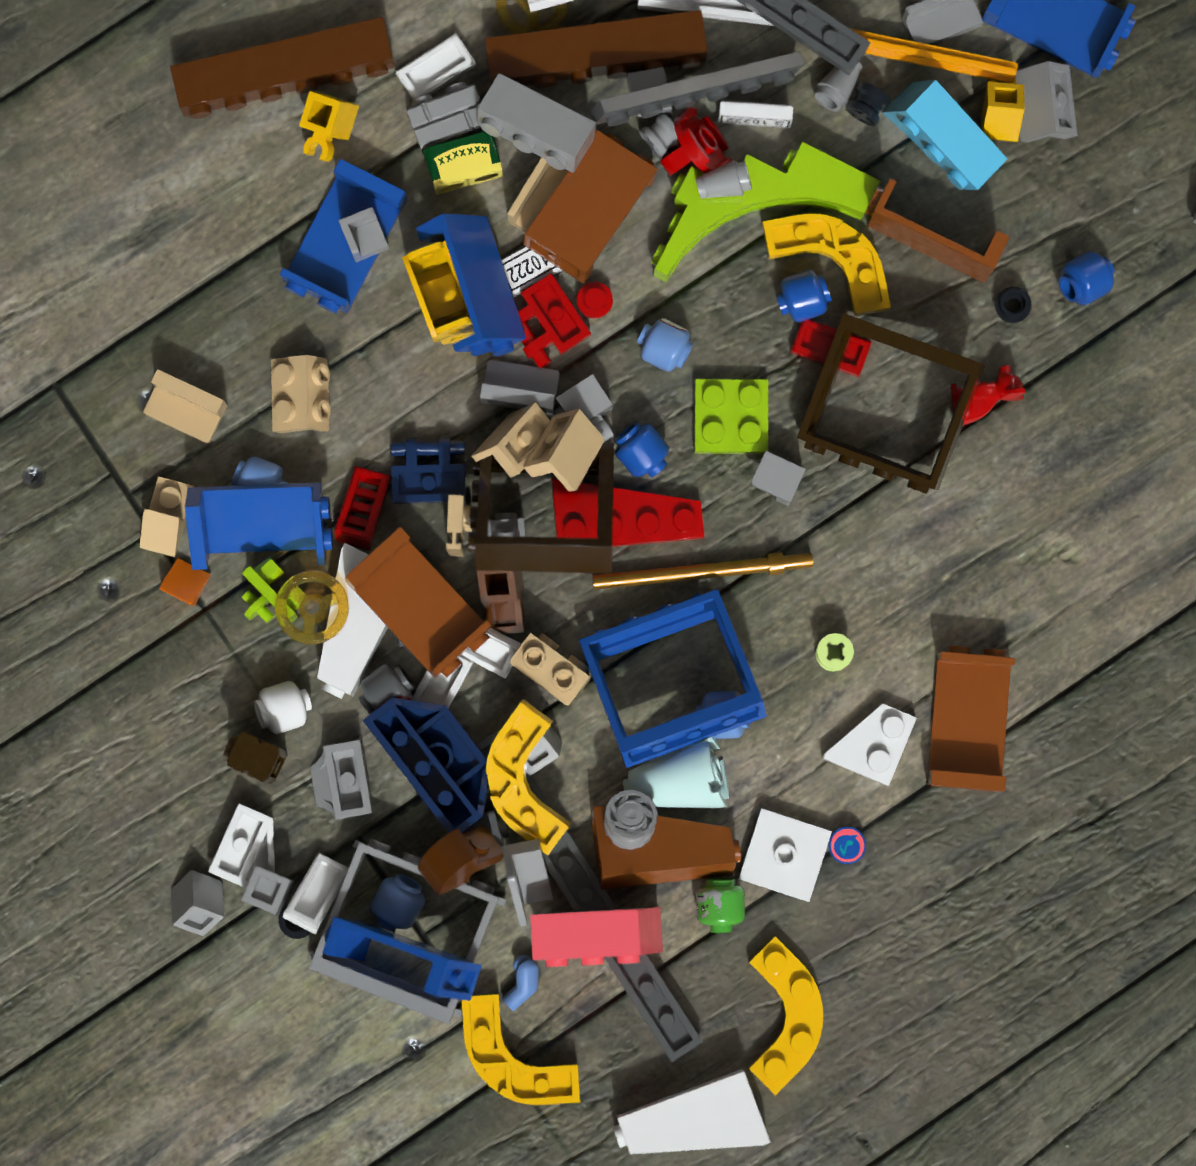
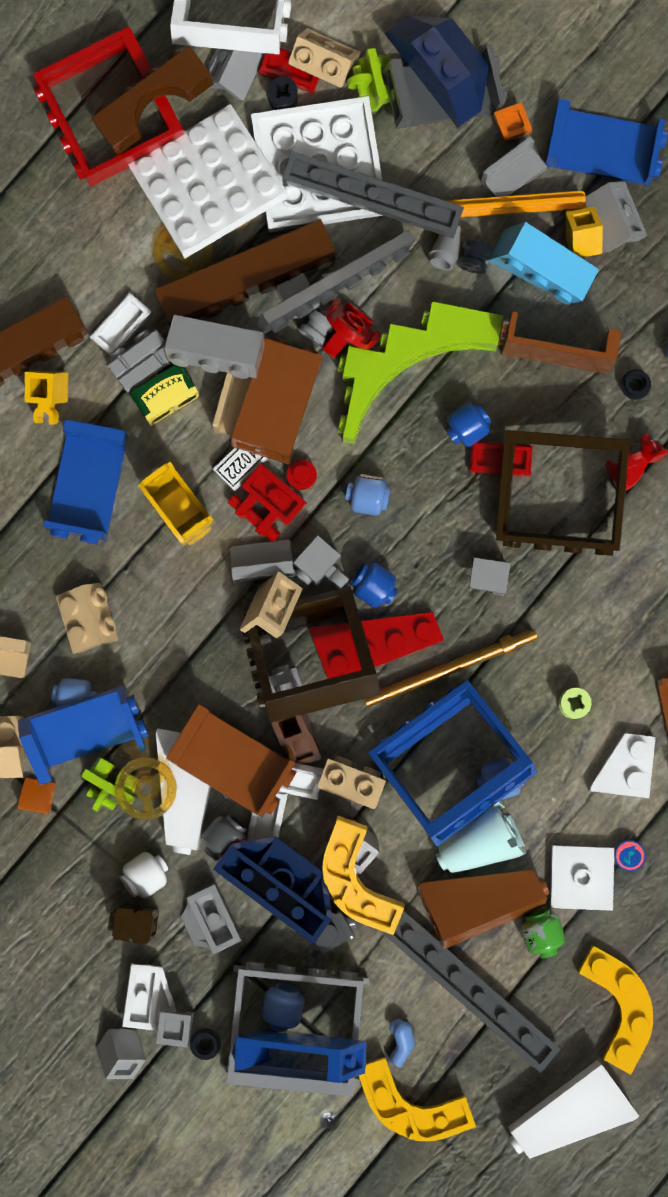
camera: 15 degrees left, 0 degrees up
(316, 893) = (215, 1018): white tile -> none
(355, 537) = (162, 721): red slope -> none
(363, 234) = (101, 474): light grey panel -> none
(427, 482) = (209, 659): dark blue plate -> none
(457, 524) = (244, 685): tan plate -> none
(457, 857) = (322, 958): reddish brown brick -> none
(480, 280) = (206, 485): blue panel -> none
(526, 875) = (380, 956): light grey panel -> none
(566, 449) = (314, 602): tan panel -> none
(596, 936) = (451, 990): coral wedge -> none
(630, 820) = (452, 887): light grey wheel -> none
(725, 181) = (379, 350): light grey cone -> none
(731, 416) = (437, 537): lime plate -> none
(755, 114) = (387, 290): white tile -> none
(839, 242) = (485, 374): yellow plate -> none

